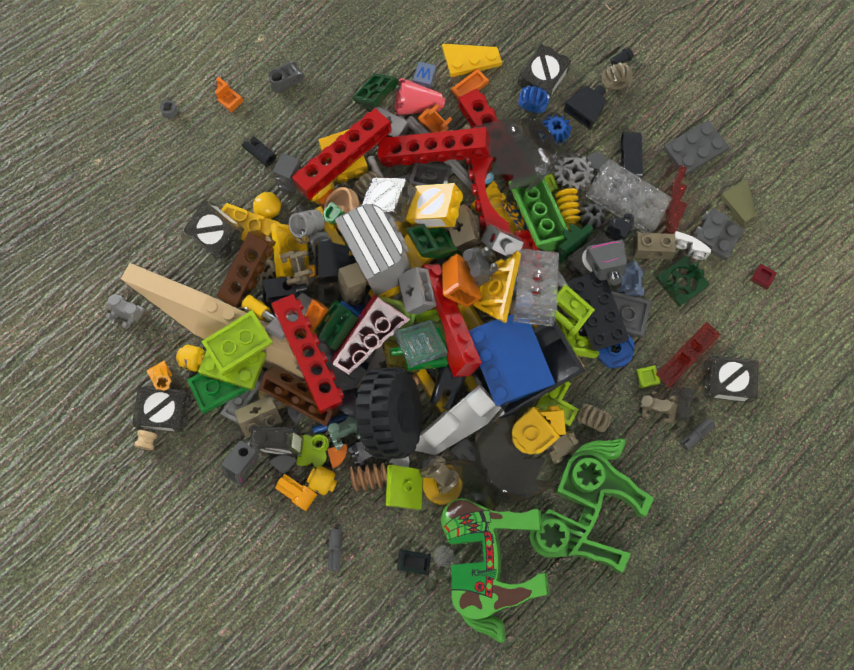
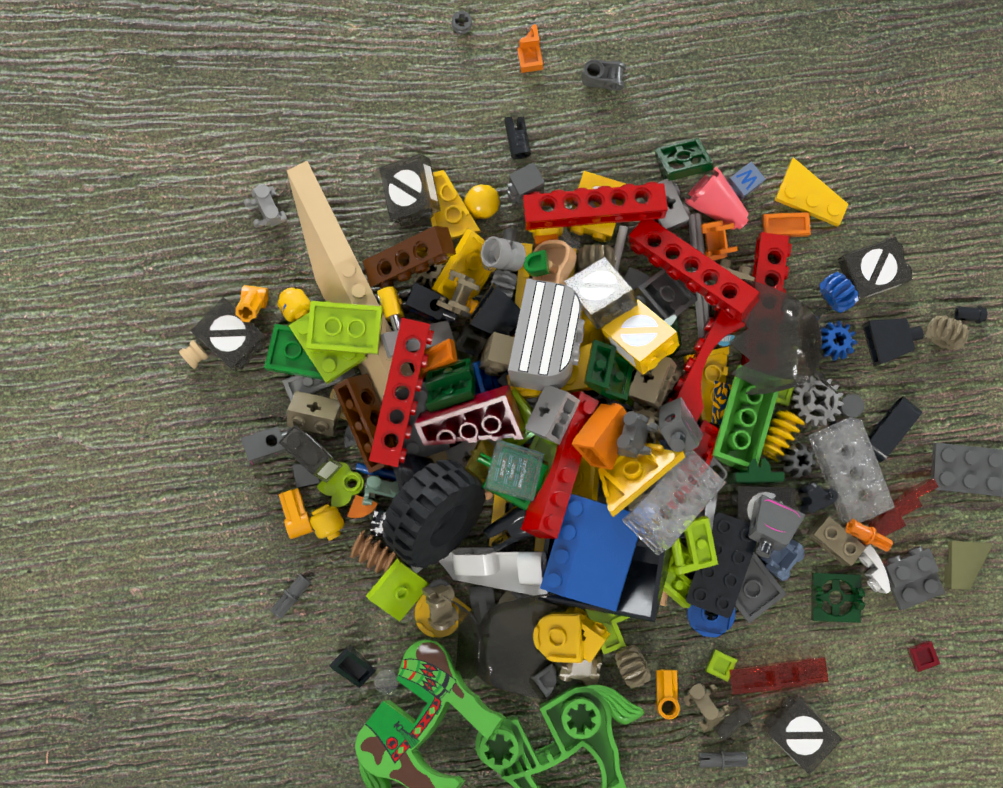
camera: 35 degrees right, 10 degrees up
(547, 471) = (547, 680): none -> dark grey tile
(627, 418) = (667, 691): none -> light orange piece
(670, 225) = (868, 535): none -> orange axle

